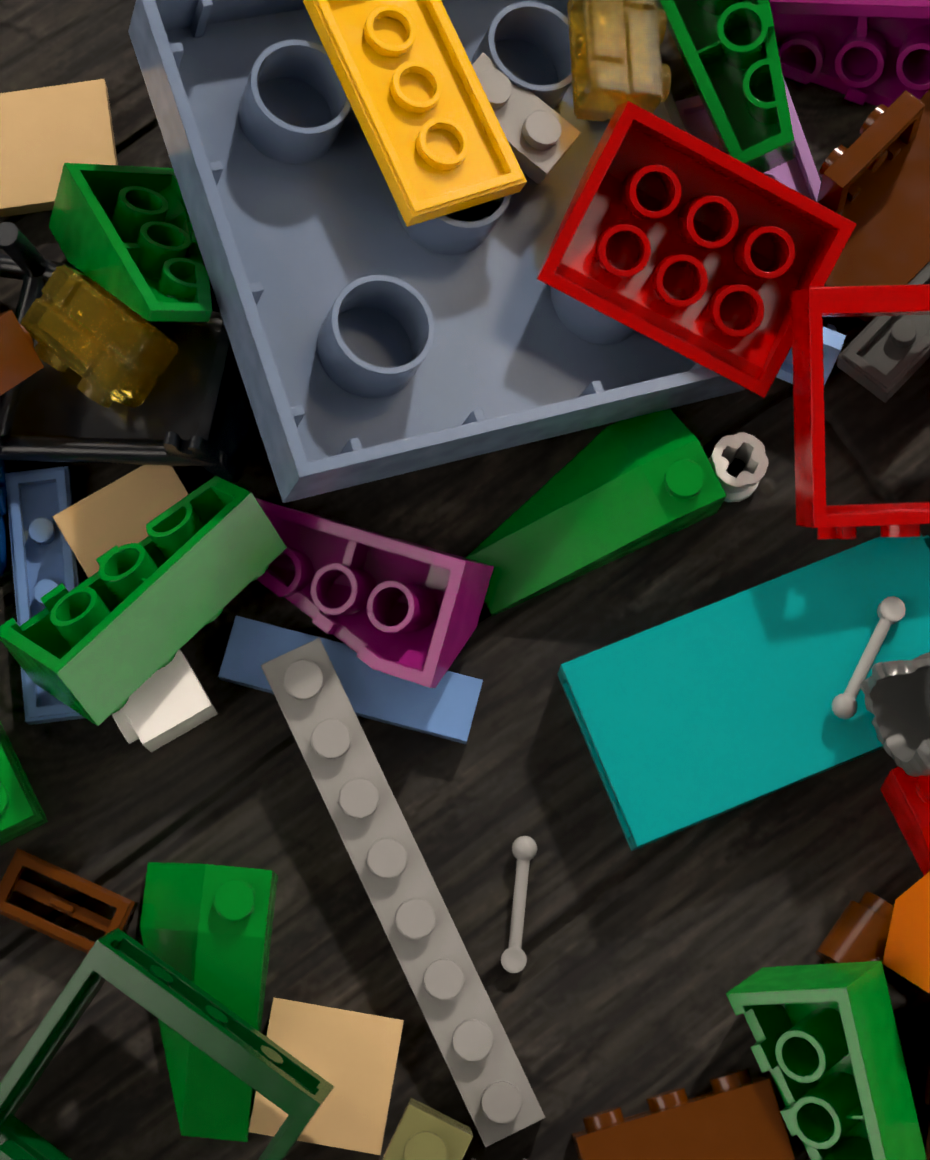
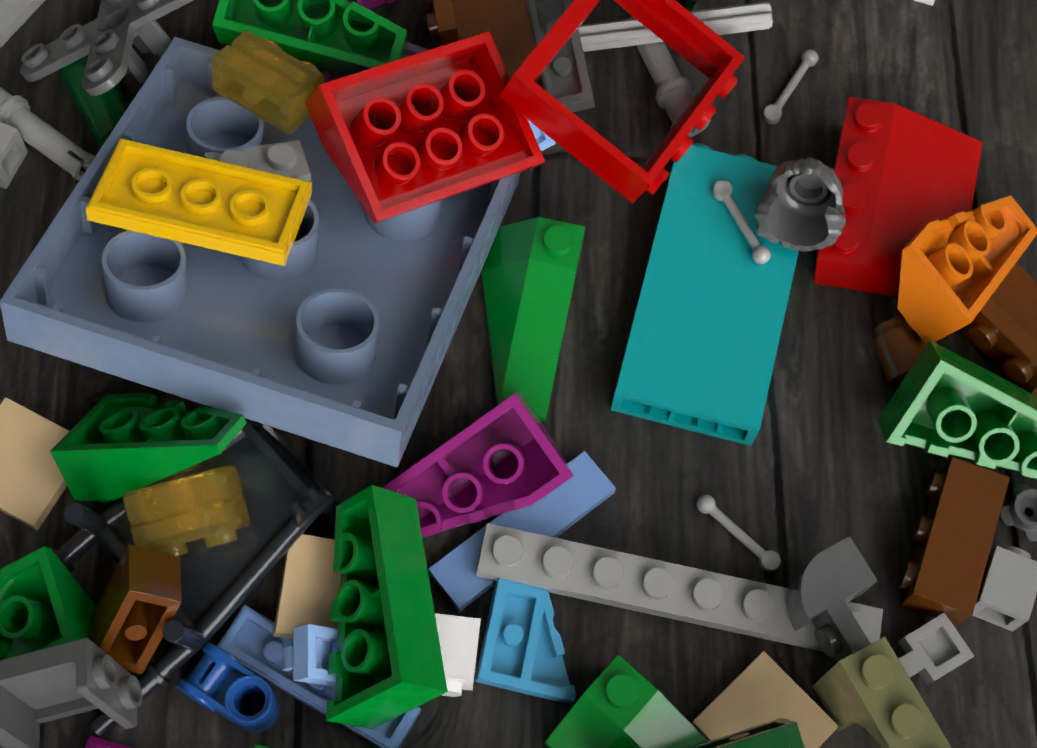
camera: 55 degrees left, 10 degrees down
(49, 565) = (311, 654): none -> light blue tile
(228, 769) = (522, 646): none -> dark azure wing
(501, 1035) = (821, 597): none -> dark grey brick
(751, 452) = (567, 206): white bush -> none

